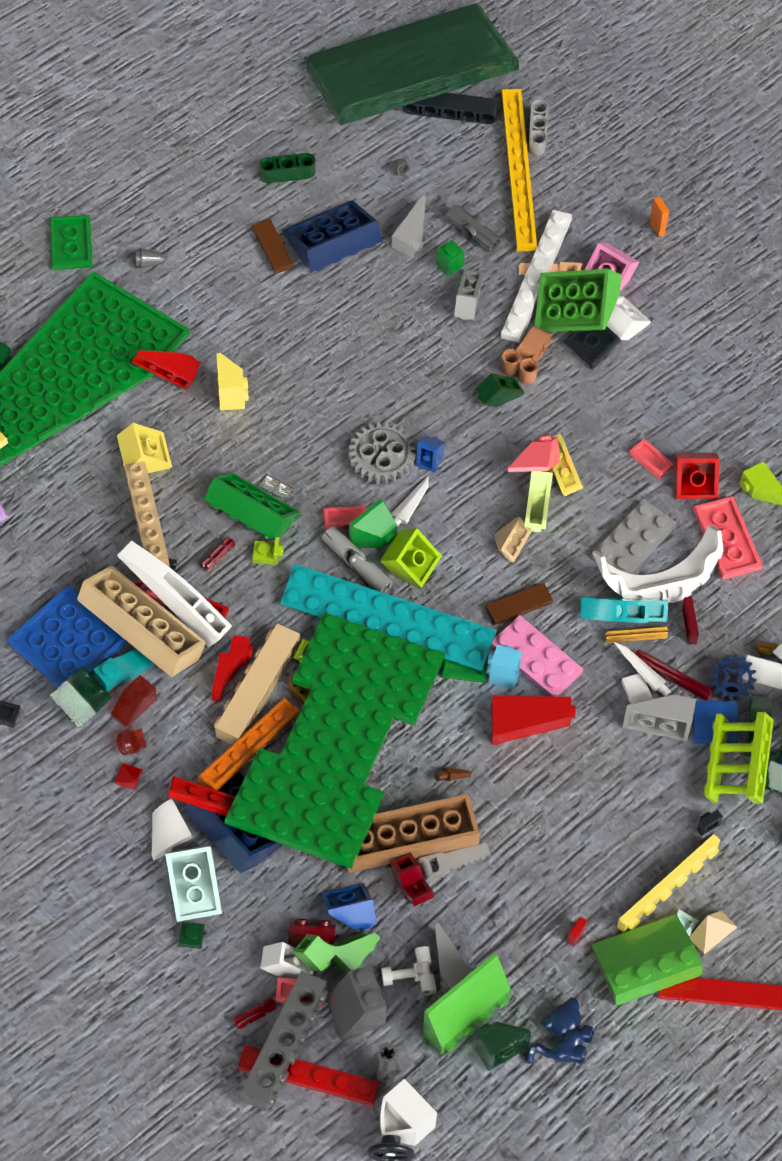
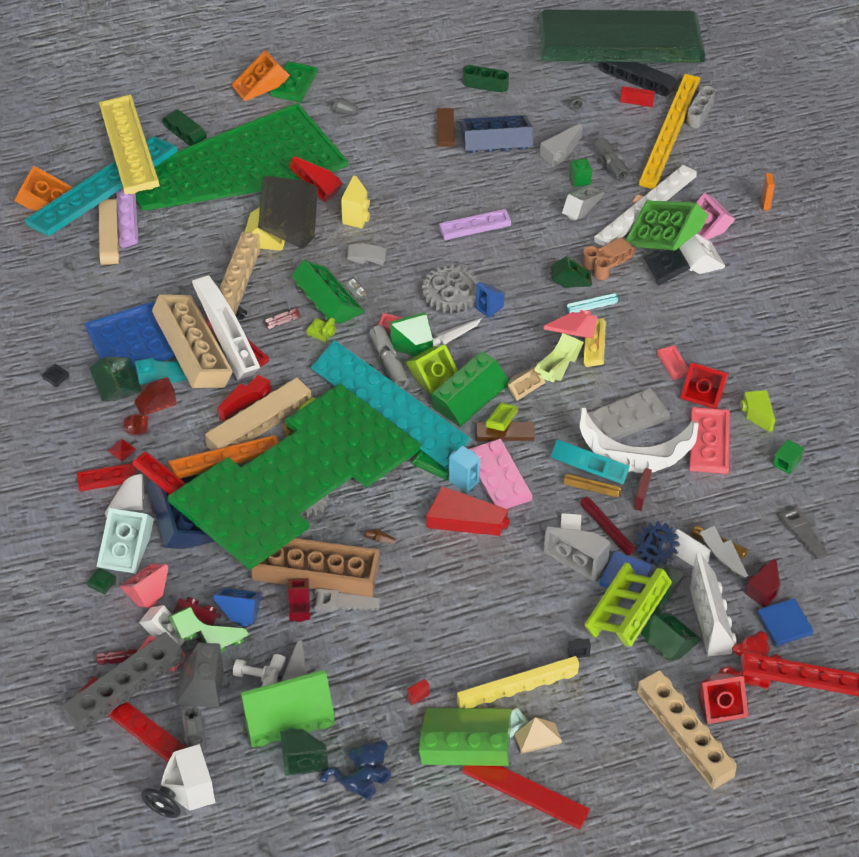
camera: 25 degrees right, 10 degrees down
(34, 253) = (260, 77): none -> orange slope
(130, 814) = (105, 476): none -> red tile
(161, 418) = (288, 209): none -> clear smoke slope
(243, 921) = (147, 585): none -> coral slope
(266, 440) = (361, 252): none -> light grey slope
(367, 362) = (474, 224): none -> lavender plate
(461, 568) = (469, 389): none -> green slope
(464, 136) = (637, 96): none -> red tile
(510, 589) = (502, 416): none -> lime tile
(536, 417) = (592, 303): none -> axle
(649, 675) = (586, 519): white bar -> none

